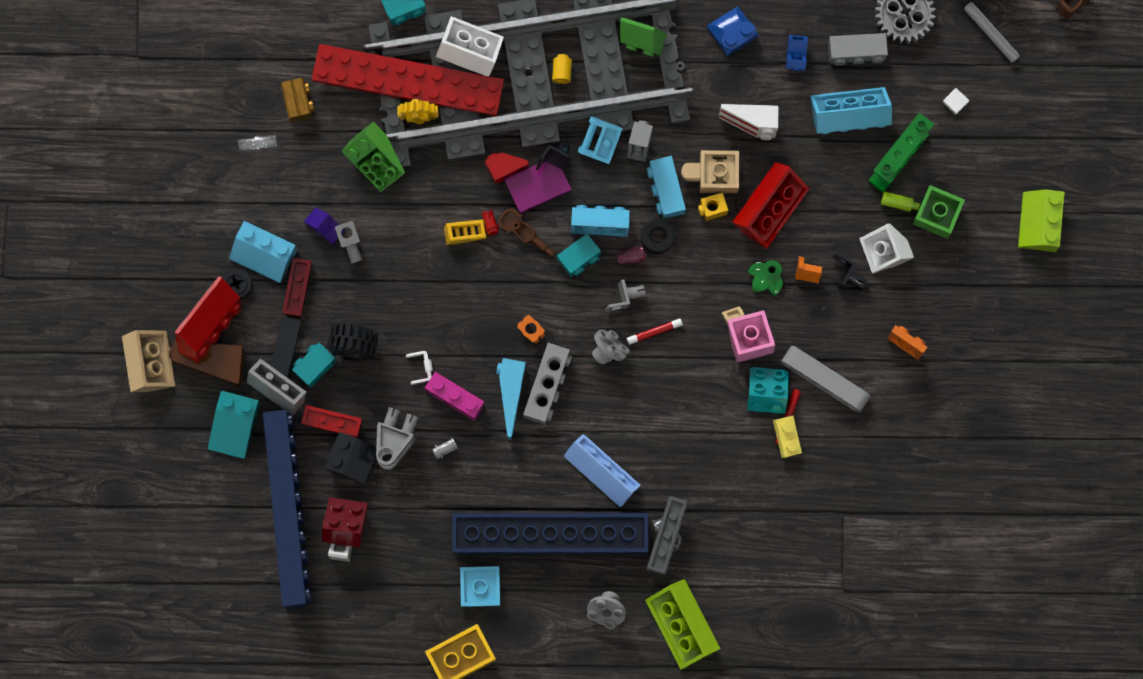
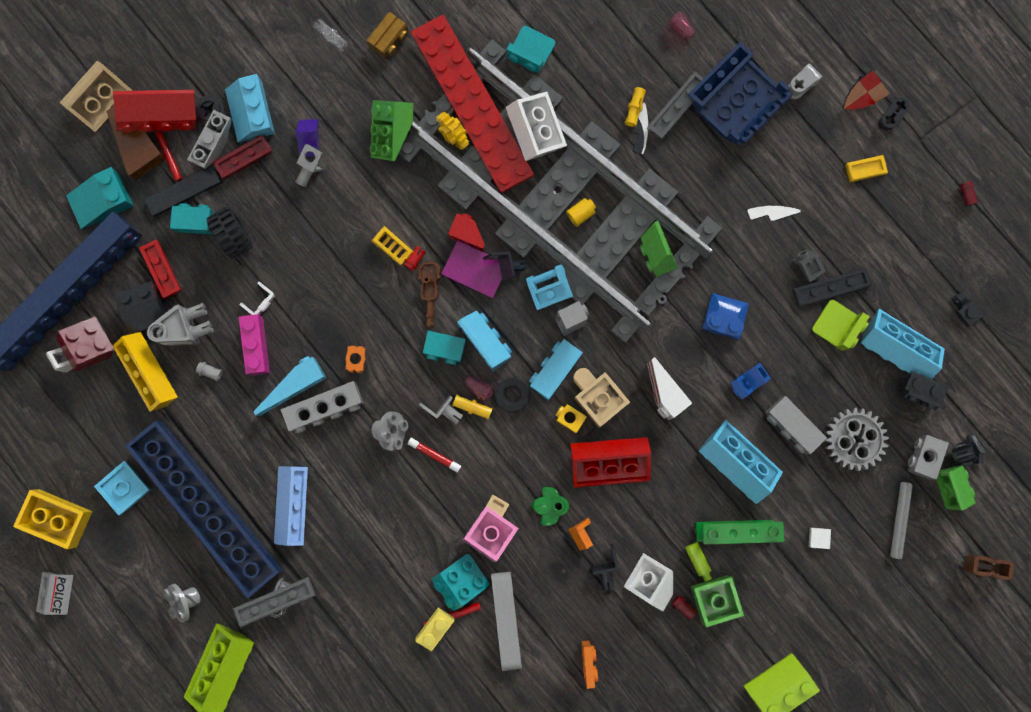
camera: 50 degrees right, 5 degrees up
(247, 345) = (168, 155): none -> red bar
(264, 298) = (211, 140): none -> light grey slope
(276, 386) = (147, 205): light grey brick -> none
(404, 494) = (145, 371): none -> yellow brick
(642, 272) = (472, 407): none -> yellow pin
(924, 241) = (686, 609): none -> dark red pin

